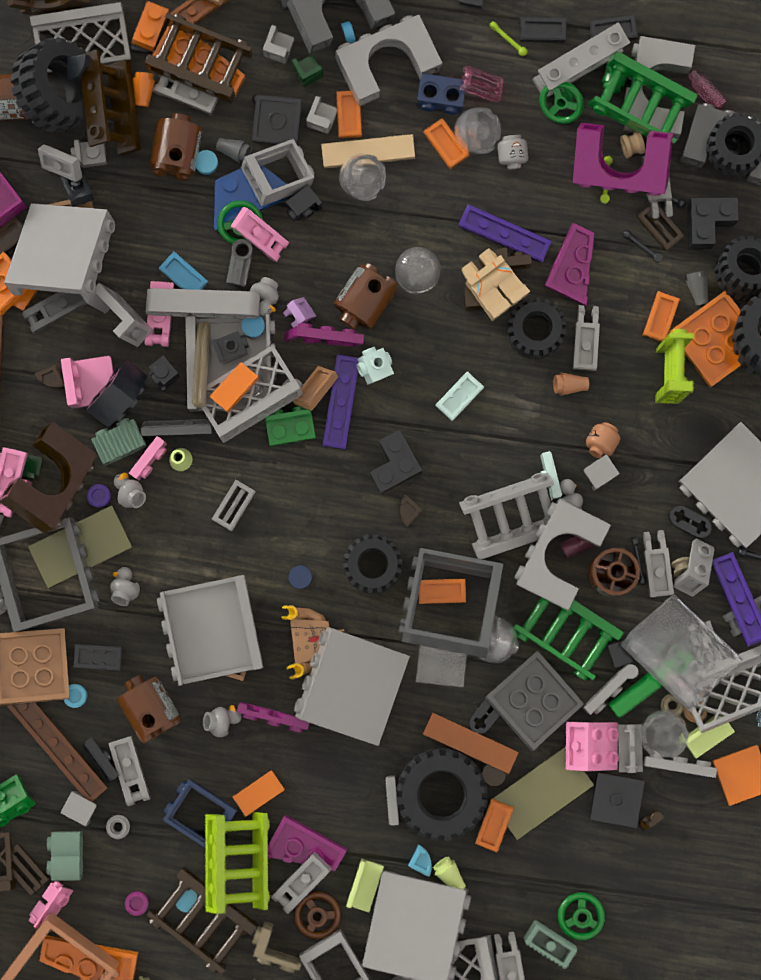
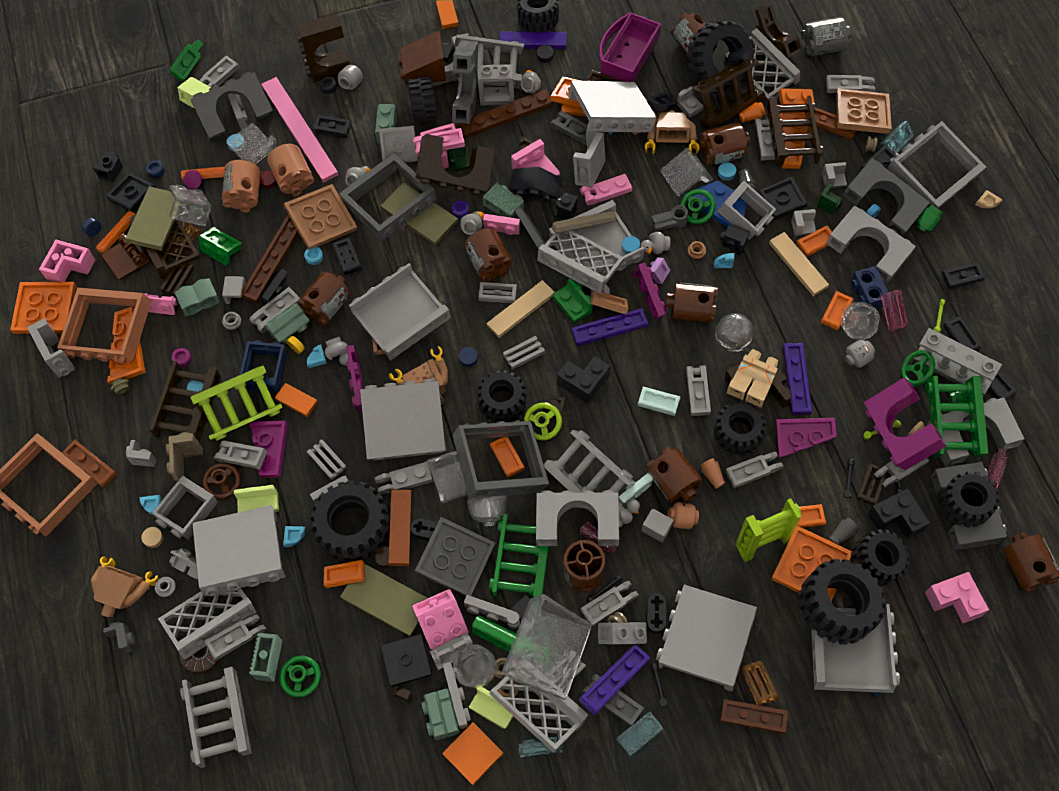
camera: 65 degrees right, 20 degrees down
(60, 163) = (672, 86): light grey plate -> none
(121, 193) = (673, 128): none -> medium nougat torso
(122, 588) = (403, 249): light grey animal -> none
(158, 765) = (287, 323): none -> sand green brick
(178, 492) = (488, 254): none -> reddish brown cylinder
(181, 465) = (512, 242): yellowish green cone -> none
(182, 273) = (641, 192): dark azure tile -> none
(185, 211) = (685, 172): none -> clear bracket
(190, 765) = (295, 344): none -> yellow tile
(203, 303) = (627, 205): light grey beam -> none
(214, 748) = (316, 357): none -> medium azure tile
(226, 355) = (606, 236): black brick -> none
(234, 387) = (579, 245): orange tile -> none
(259, 234) = (696, 216): bright pink plate -> none
(268, 489) = (520, 309): none -> tan tile
(294, 247) = (697, 246): none -> medium nougat plate
(325, 232) = (724, 261): none -> medium azure tile
(325, 493) = (537, 345): none -> light grey tile
(330, 795) = (317, 448): none -> light grey tile
(362, 176) = (777, 262): clear cylinder -> none
(374, 365) = (648, 332): light aqua brick -> none
(414, 711) = (405, 478): none -> light grey hinge
(430, 535) = (554, 411): none -> lime piece
(448, 872) = (291, 558): yellowish green cone -> none
(468, 347) = (698, 391): none -> light grey plate
(559, 427) = (674, 476): none -> reddish brown cylinder
(691, 789) = (441, 714): none -> sand green brick

